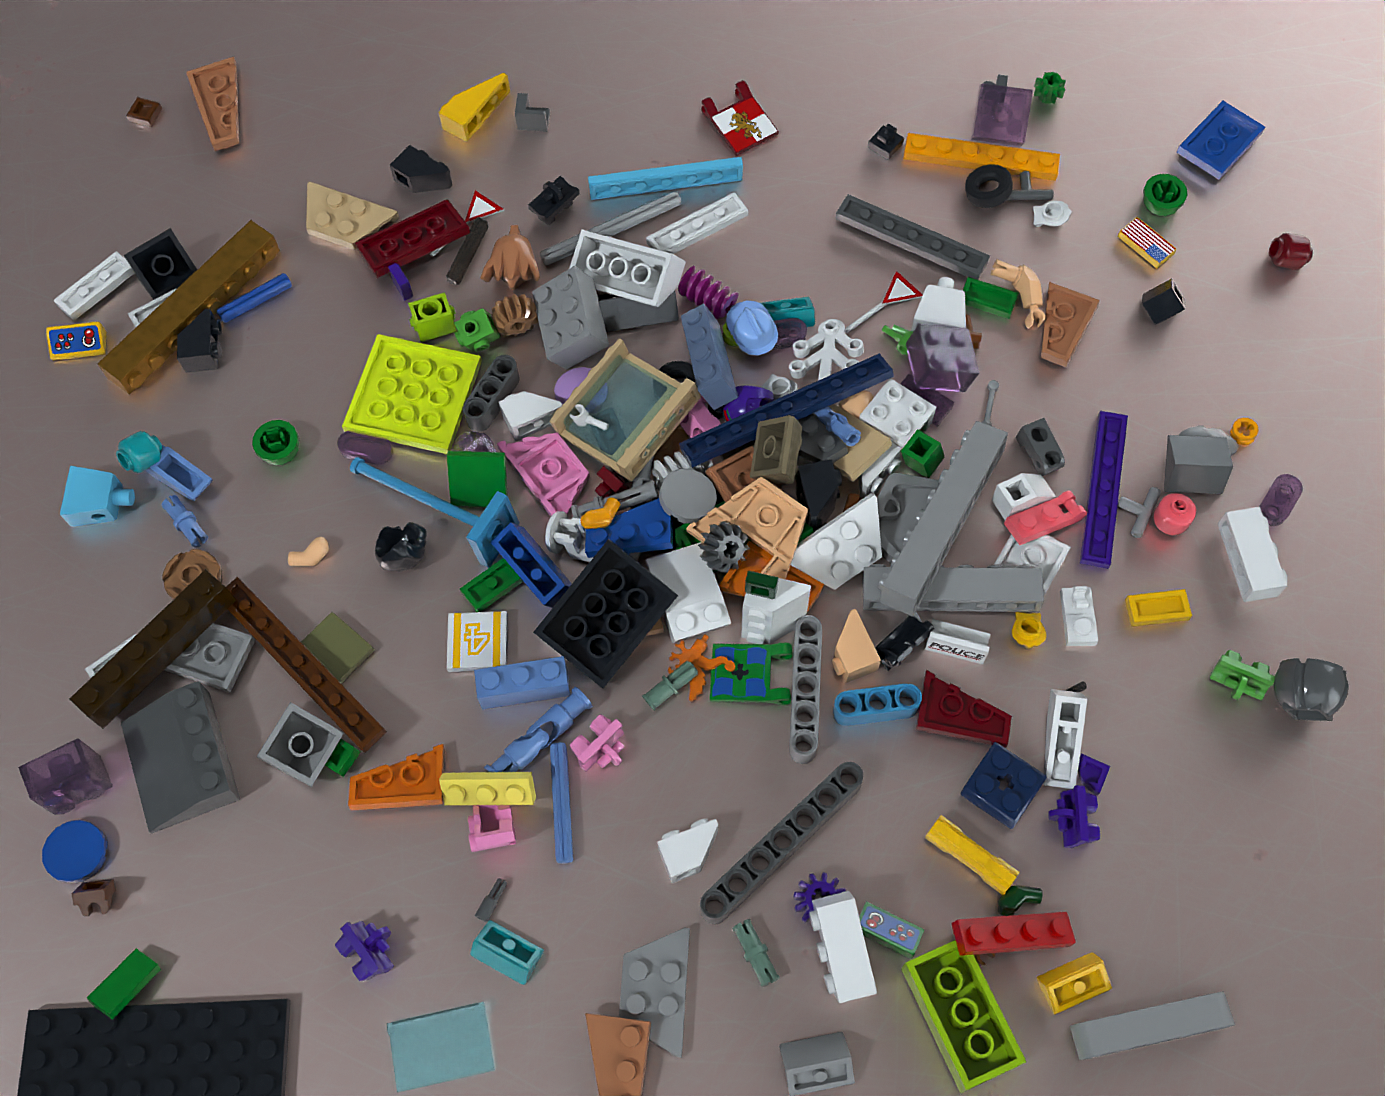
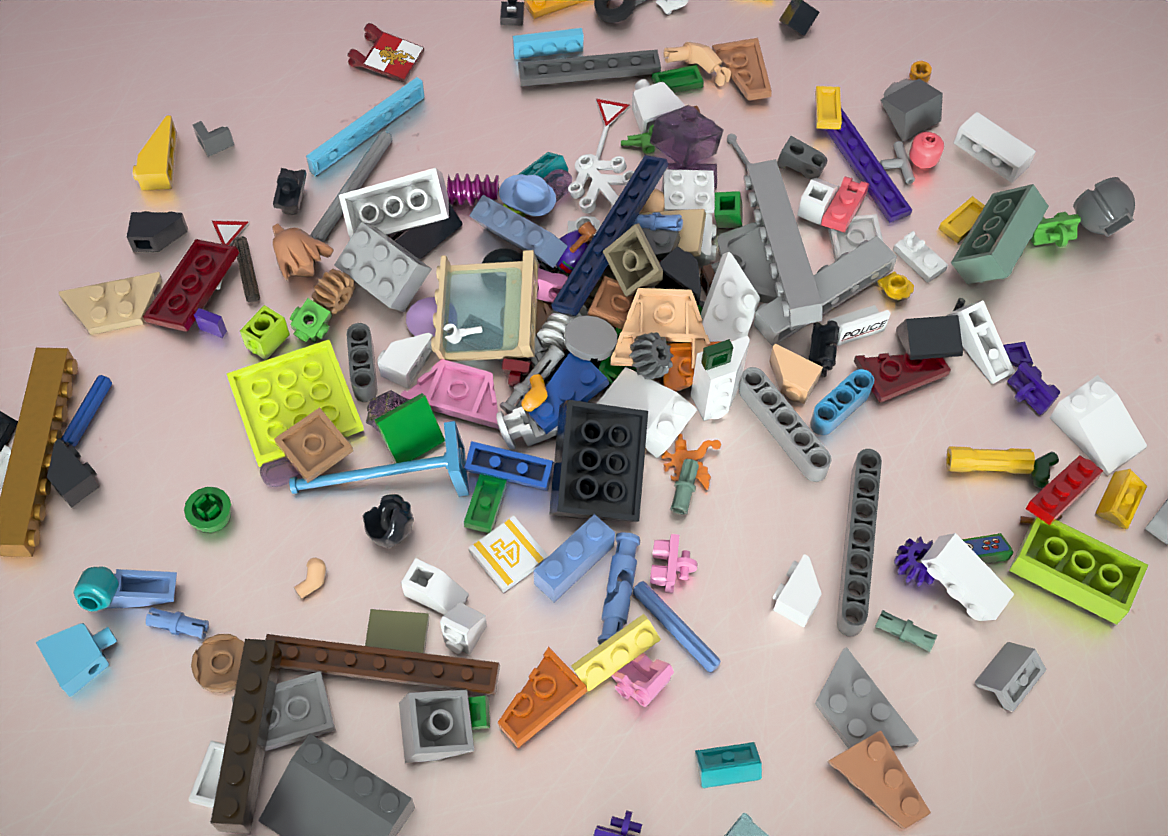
camera: 40 degrees left, 5 degrees down
(383, 678) = (462, 628): none -> white slope
(389, 630) = (432, 587): none -> white slope
(391, 441) = (313, 445): none -> medium nougat plate
(489, 904) = (685, 736): dark grey pin -> none
(698, 225) = (420, 144): white tile -> none
(751, 675) = (737, 442): green flag -> none
(764, 396) = (587, 233): none -> dark orange hand
(891, 191) = (548, 43): none -> medium azure plate
(984, 789) = (956, 397): dark blue brick -> none
(1011, 702) = (931, 337): none -> black slope
(1111, 411) = (828, 107): none -> yellow tile
(1112, 898) = (1099, 425): none -> white slope
(1171, 645) = (1000, 234): none -> sand green brick
(1280, 502) = (981, 99): clear purple plate -> none

